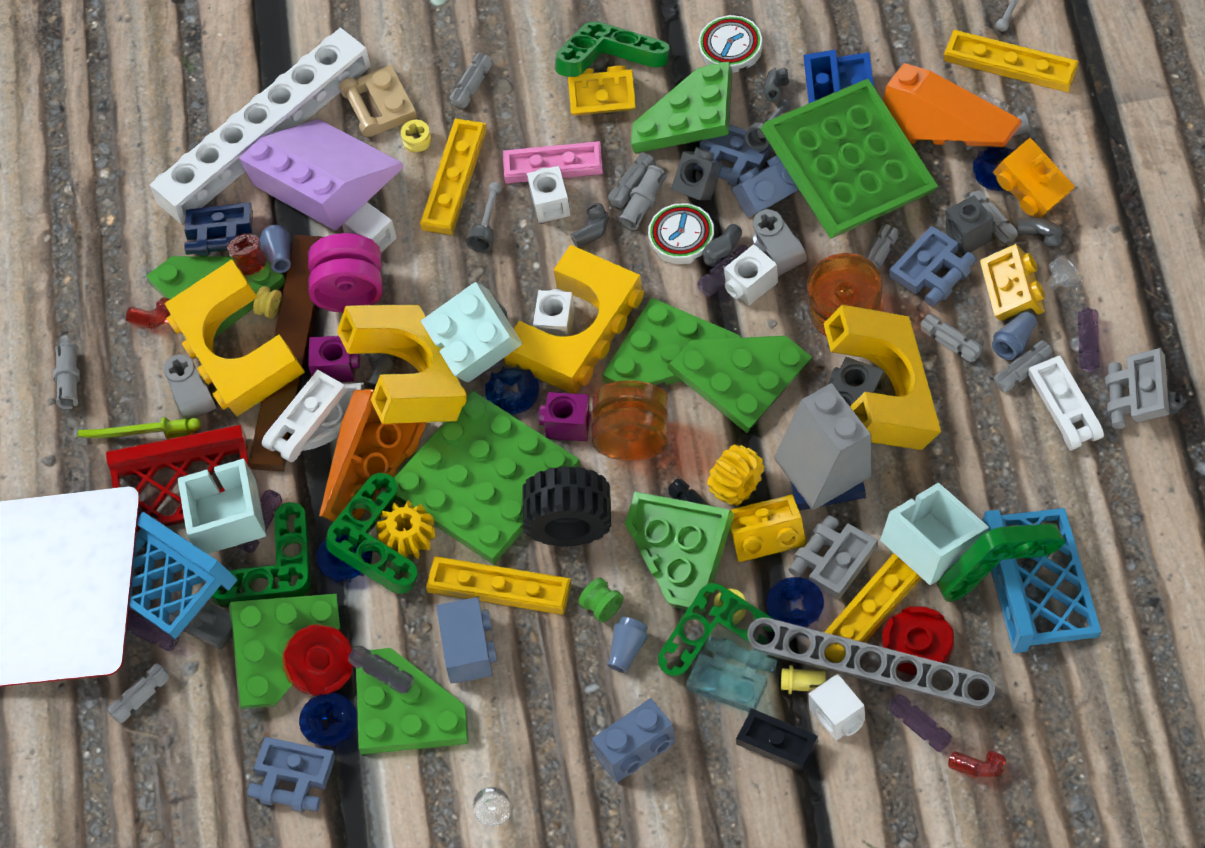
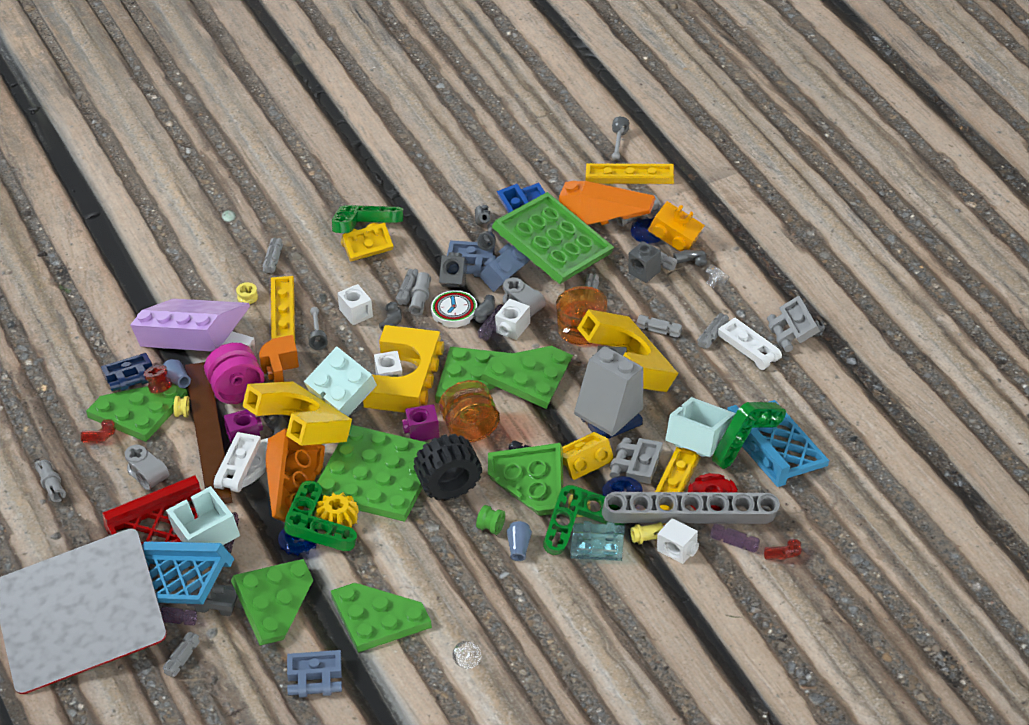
camera: 25 degrees left, 15 degrees down
(171, 429) = (137, 492): lime sword -> none
(240, 380) = (180, 452): yellow arch -> none
(282, 105) = (149, 289): white brick -> none
(284, 568) = (257, 555): green beam -> none
(317, 660) = (306, 600): red tile -> none
(320, 708) = (317, 631): clear blue gear -> none
(381, 669) = (355, 592): axle -> none
(387, 97) = (216, 275): tan plate -> none
(414, 254) = (277, 356): none -> orange brick
(465, 640) = (407, 562): sand blue brick -> none
(499, 585) = (414, 531): yellow tile -> none
(513, 401) = (381, 424): clear blue gear -> none
(572, 159) = (328, 294): bright pink tile -> none
(633, 740) = (549, 592): sand blue brick -> none
(689, 112) = (430, 240): bright green plate -> none
(731, 40) = (441, 200): tile -> none
(735, 475) = (553, 425): yellow gear -> none
(777, 740) = (645, 569): black plate -> none
(925, 259) = (624, 286): sand blue plate -> none
(1012, 282) = (684, 286): yellow bracket -> none
(1013, 337) = (700, 316): sand blue cone -> none
(1088, 339) = (748, 307): clear purple axle -> none

